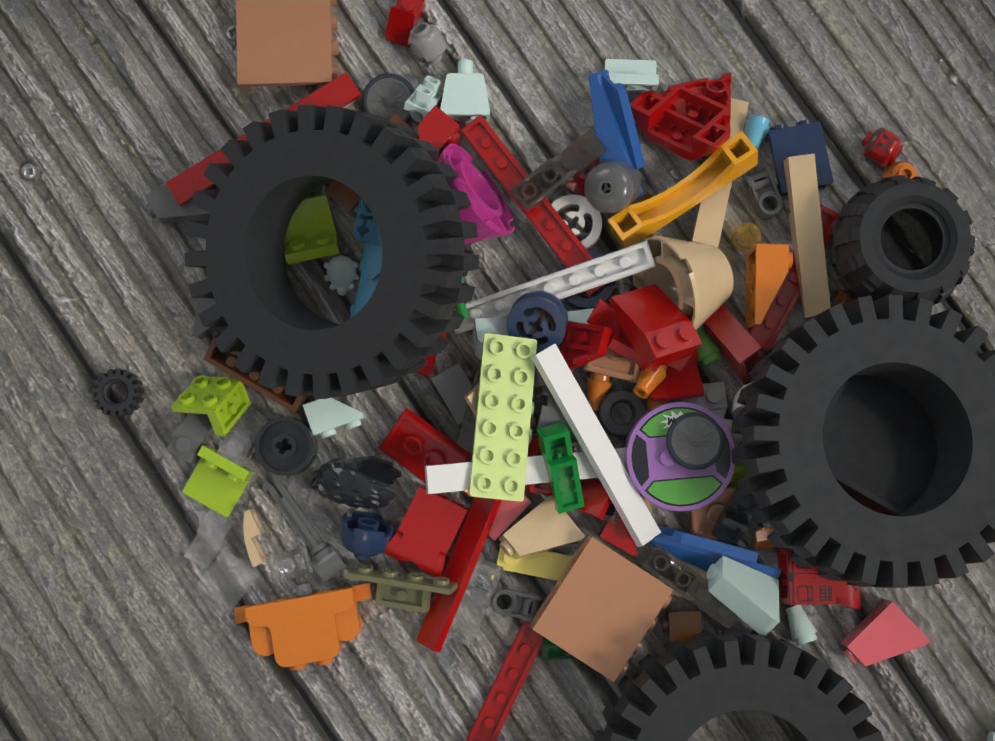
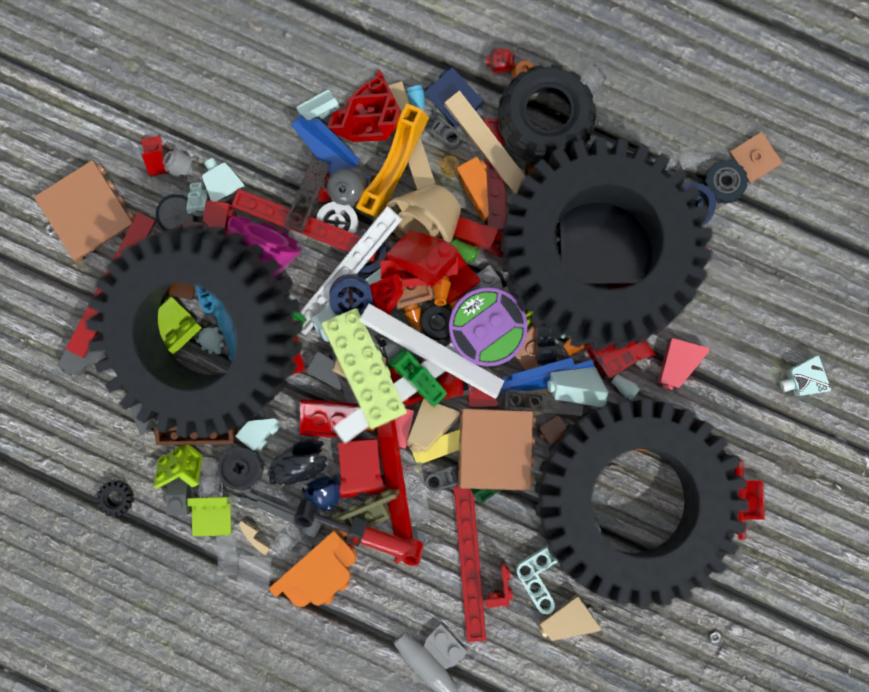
camera: 25 degrees left, 0 degrees up
(379, 609) = (404, 550): none -> piece
(695, 440) = (490, 311): dark grey wheel -> none

